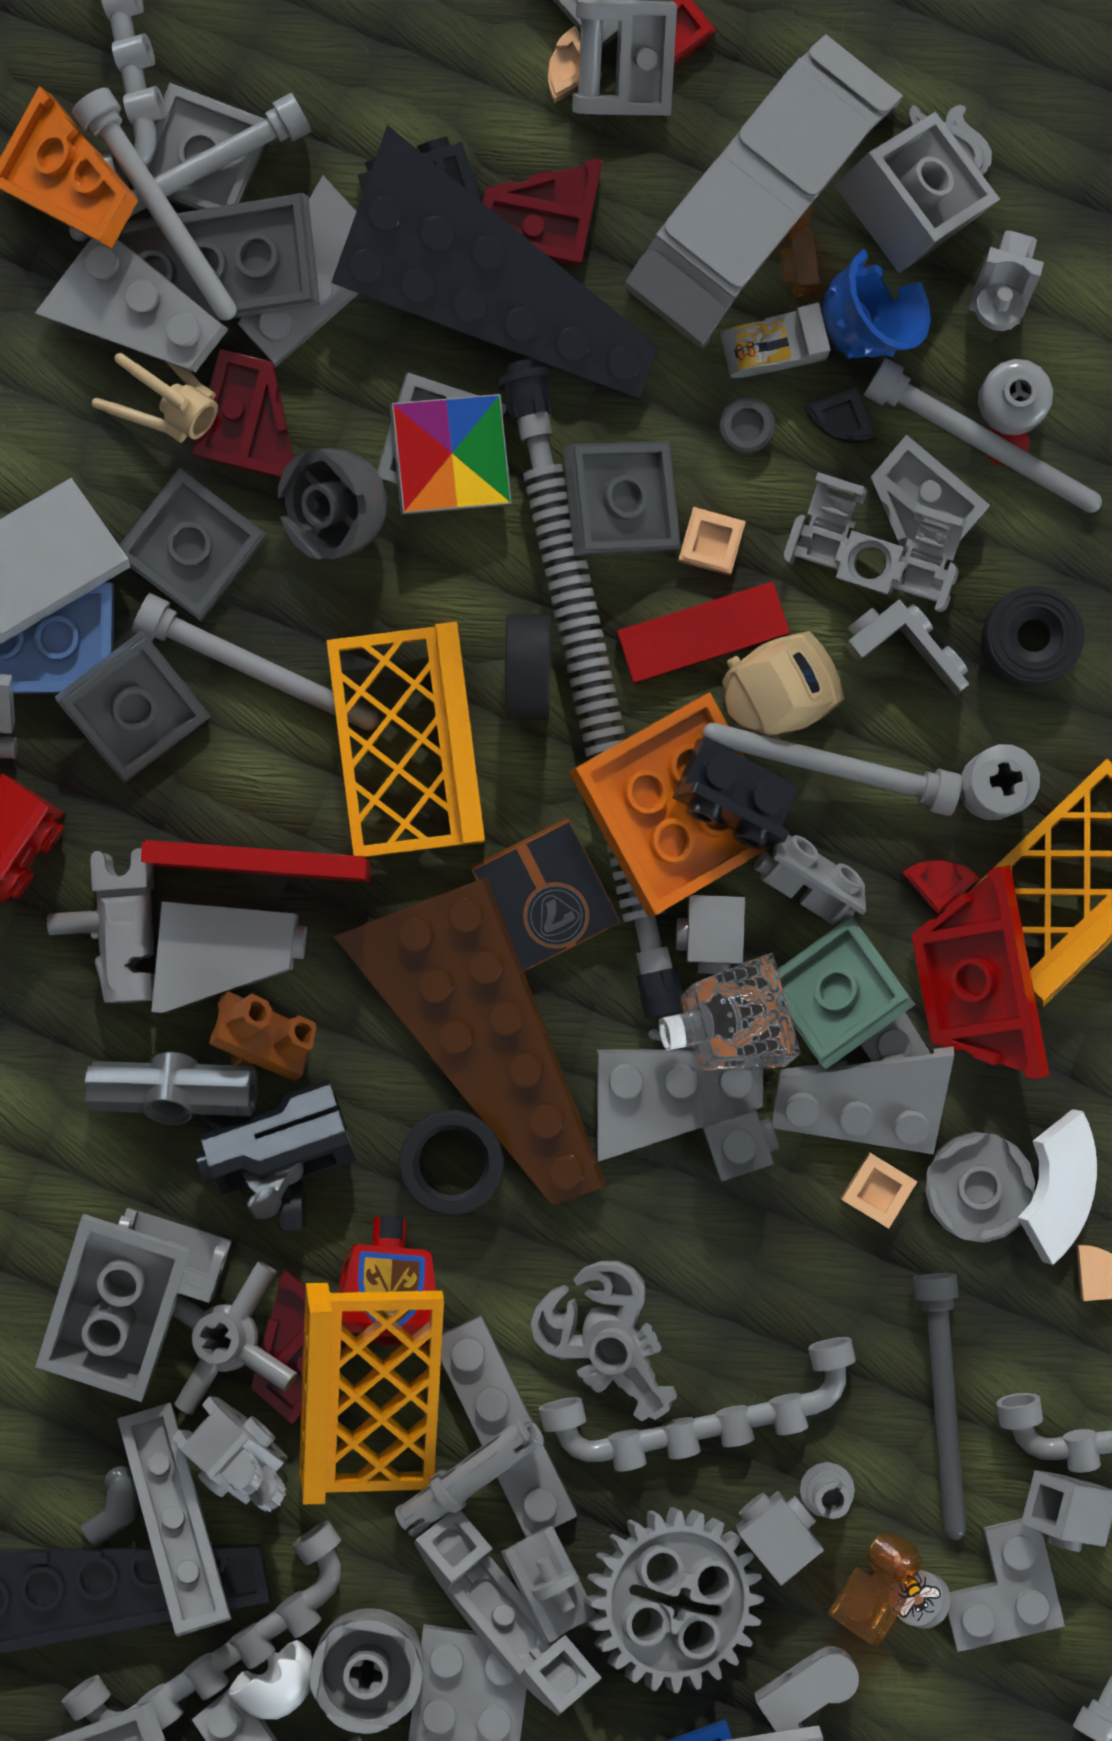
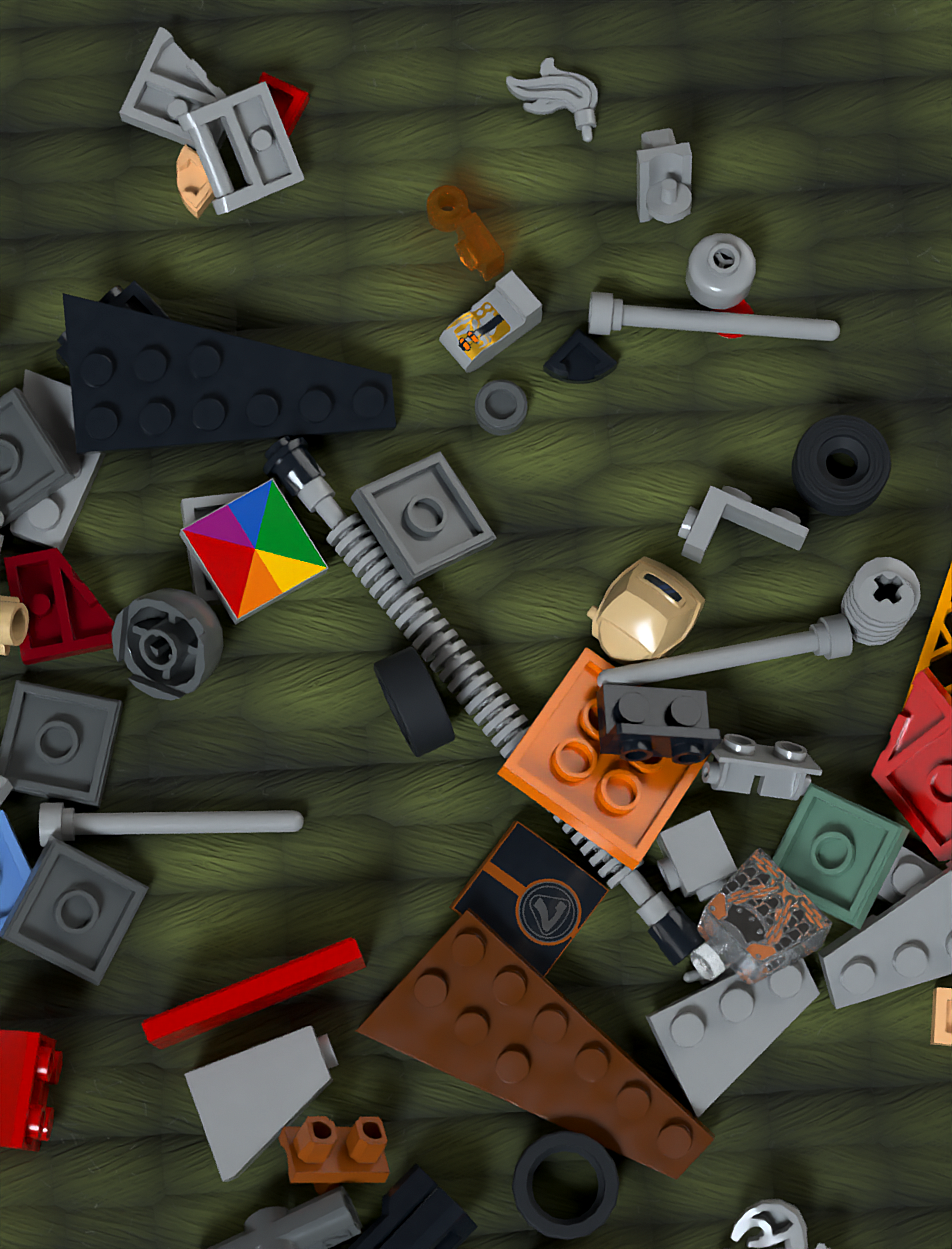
camera: 30 degrees left, 10 degrees down
(121, 926) = (156, 1118): light grey piece -> none
(453, 733) = (376, 793): light orange fence -> none
(551, 209) = (240, 302): dark red wing -> none
(703, 632) = (552, 601): red tile -> none
(711, 541) = (520, 519): light nougat tile -> none
(740, 1144) = (817, 1037): dark grey brick -> none
(759, 188) = (411, 204): light grey windscreen -> none
(827, 545) = (624, 473): light grey piece -> none
(866, 319) = (555, 266): blue helmet -> none
(916, 191) = (546, 143): light grey slope -> none
(916, 477) = (690, 400): light grey wing -> none
(939, 882) = (871, 717): red tile -> none

